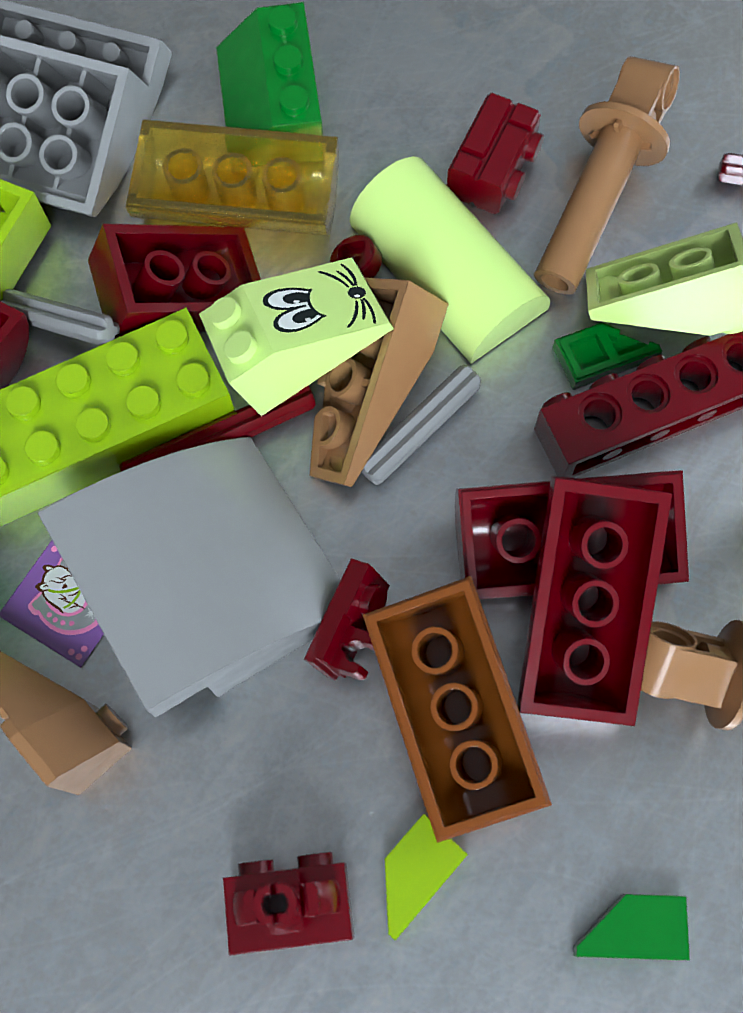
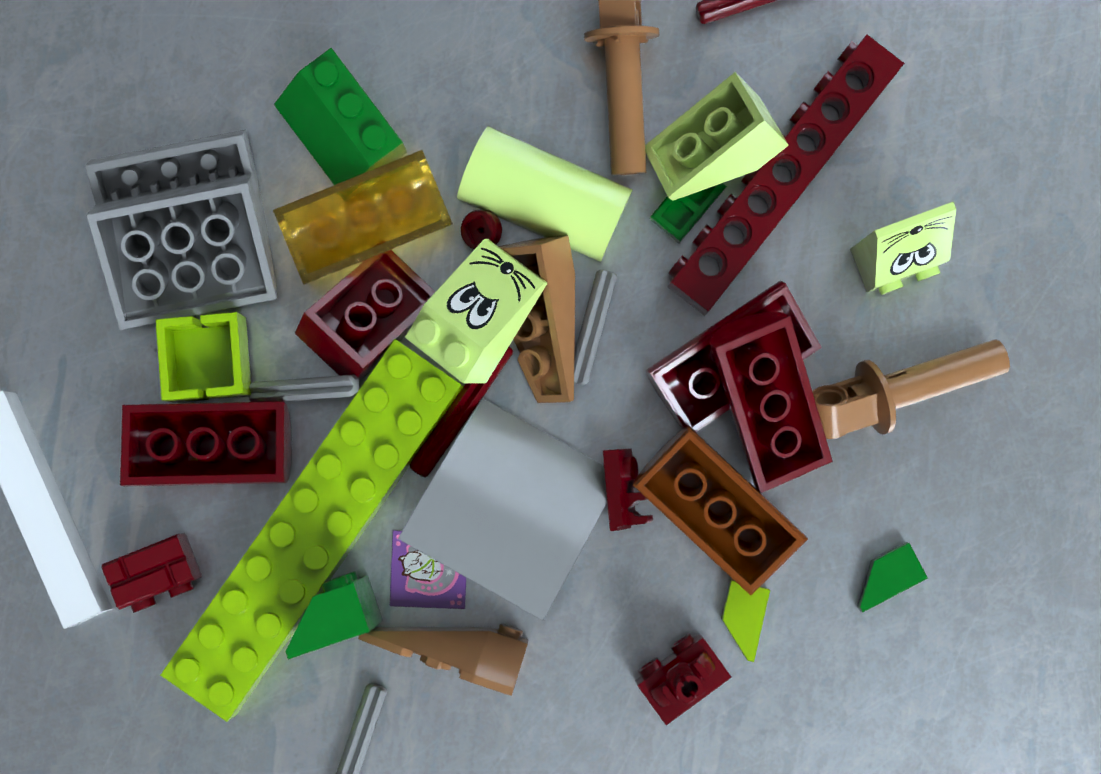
camera: 35 degrees left, 15 degrees up
(494, 152) = (533, 92): dark red brick -> none

